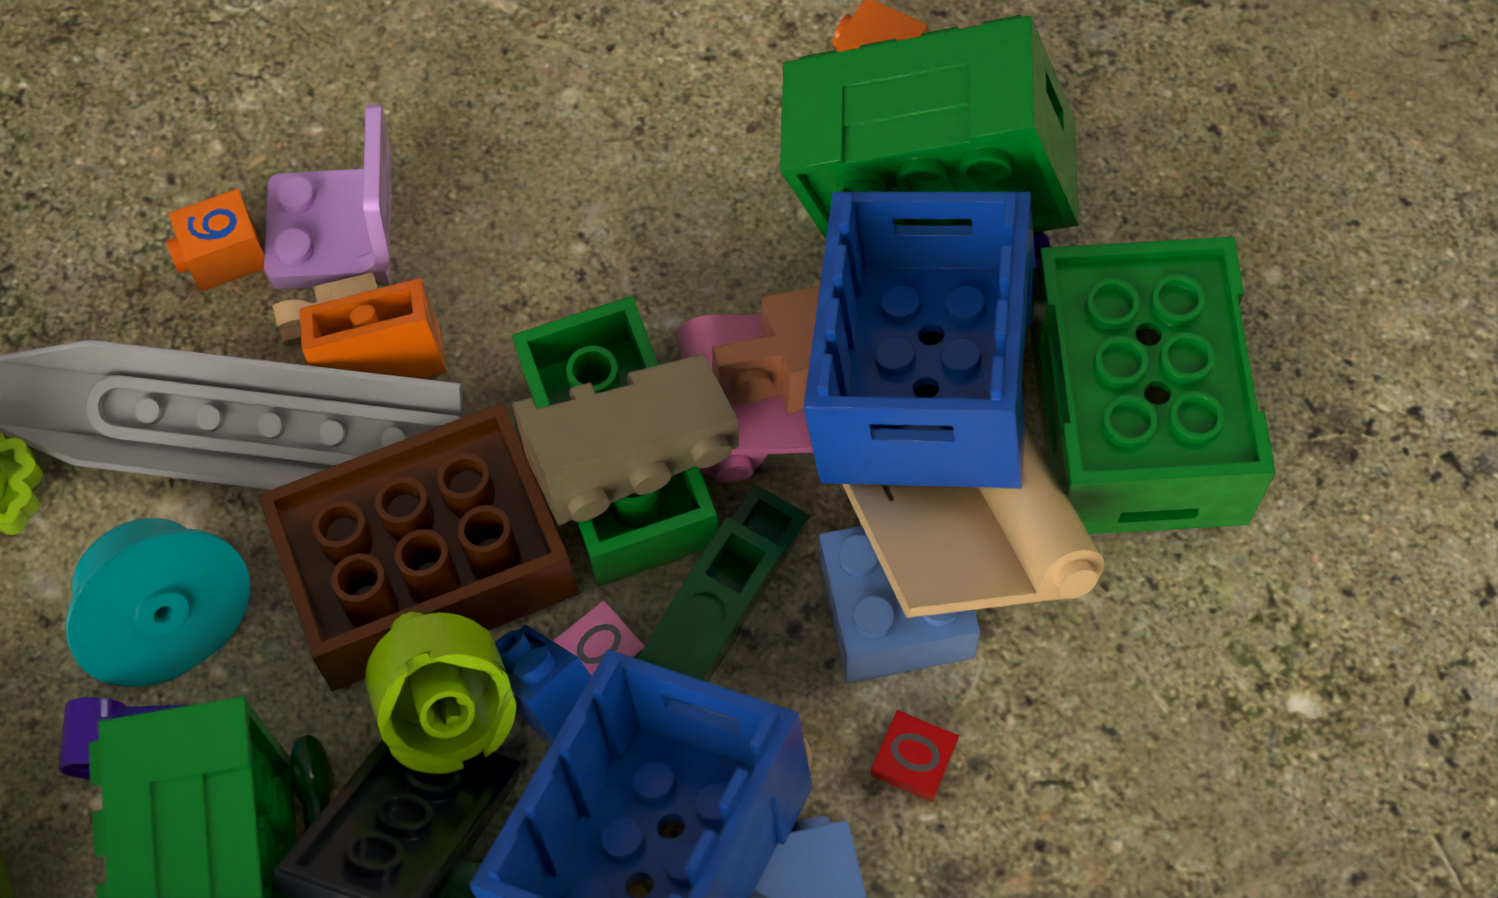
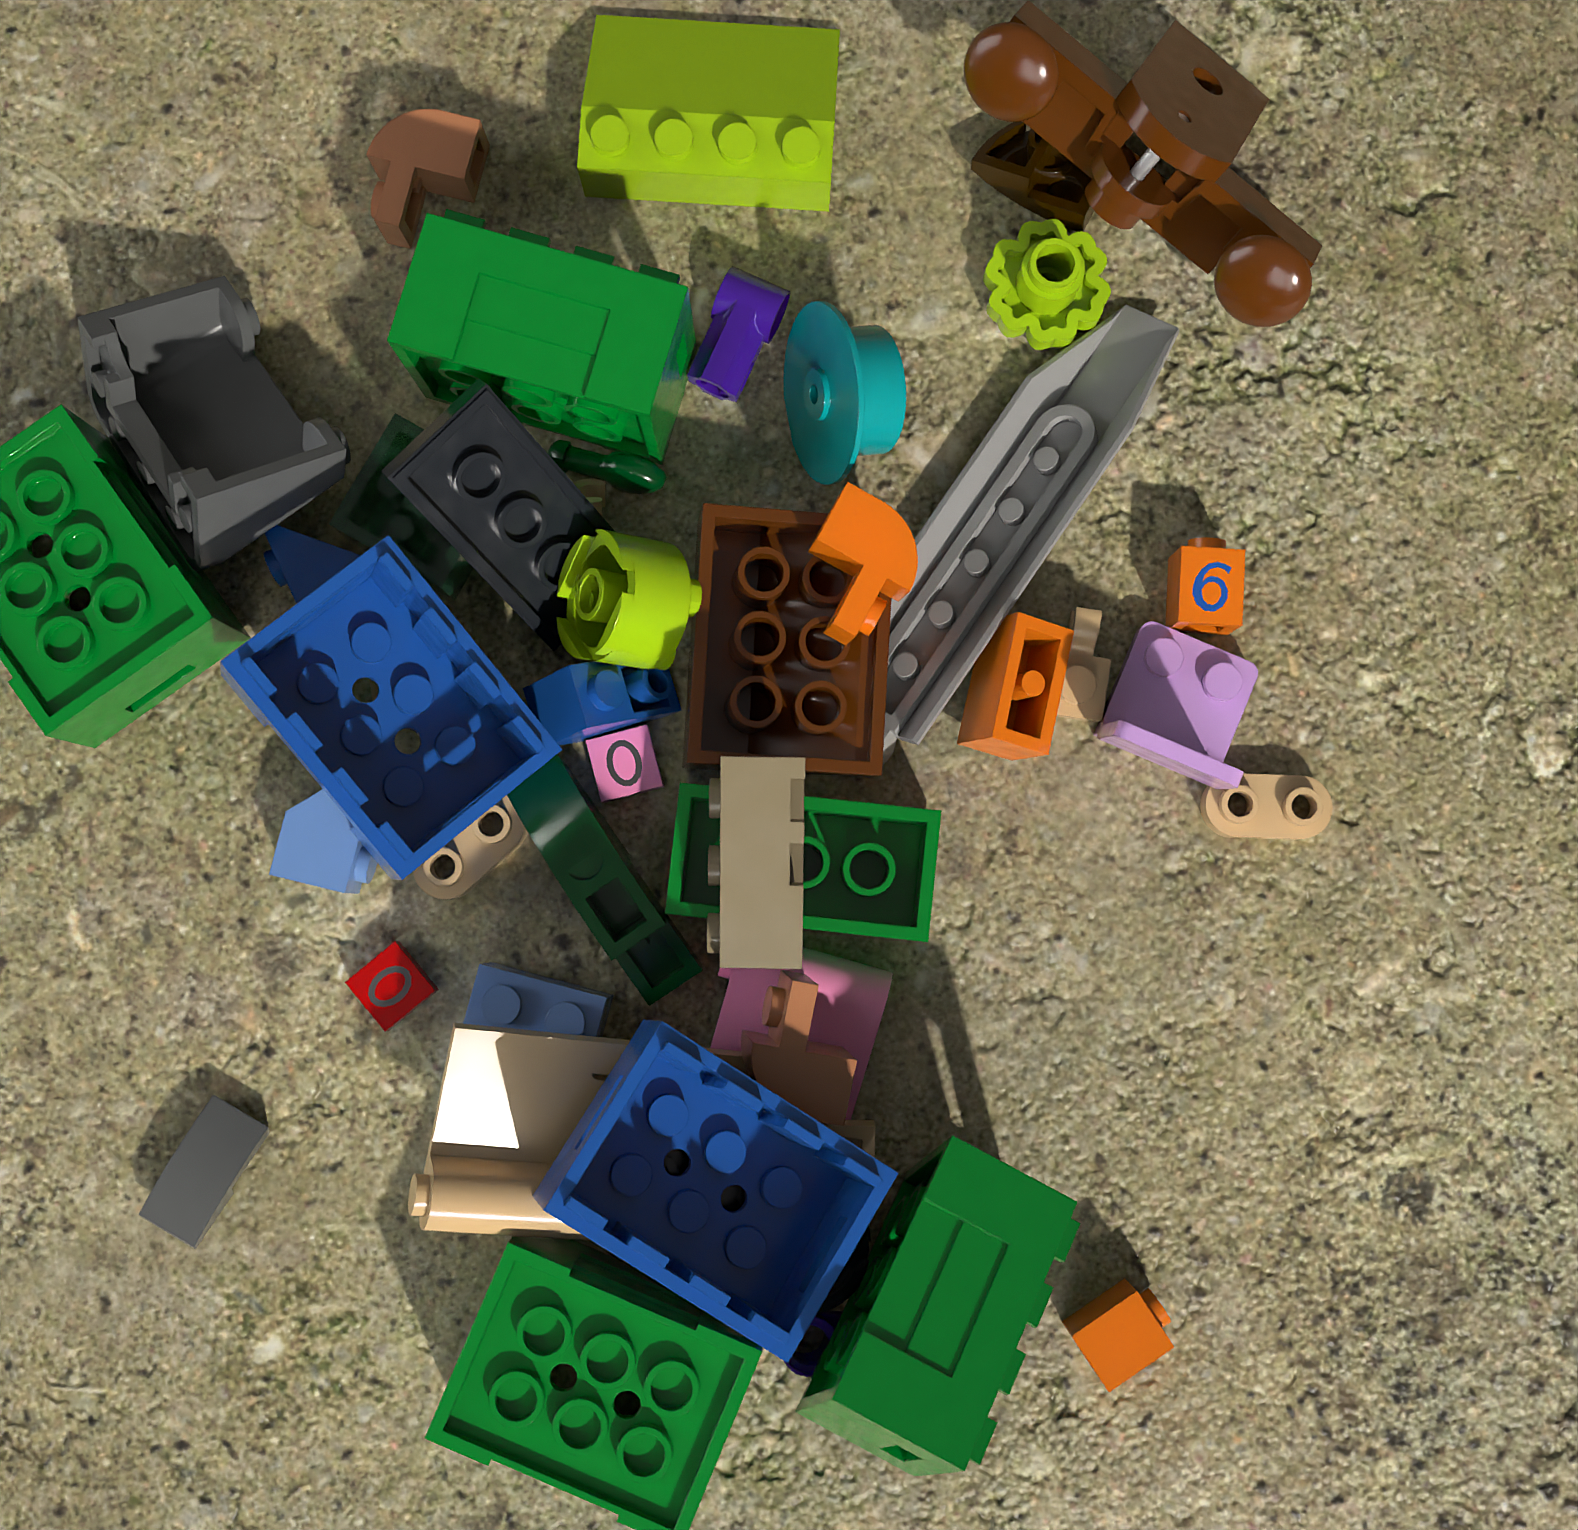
camera: 110 degrees right, 20 degrees up
(298, 479) = (874, 548): none -> orange brick
(401, 121) = (1268, 808): none -> tan plate
(1181, 836) = (203, 1172): none -> dark grey slope

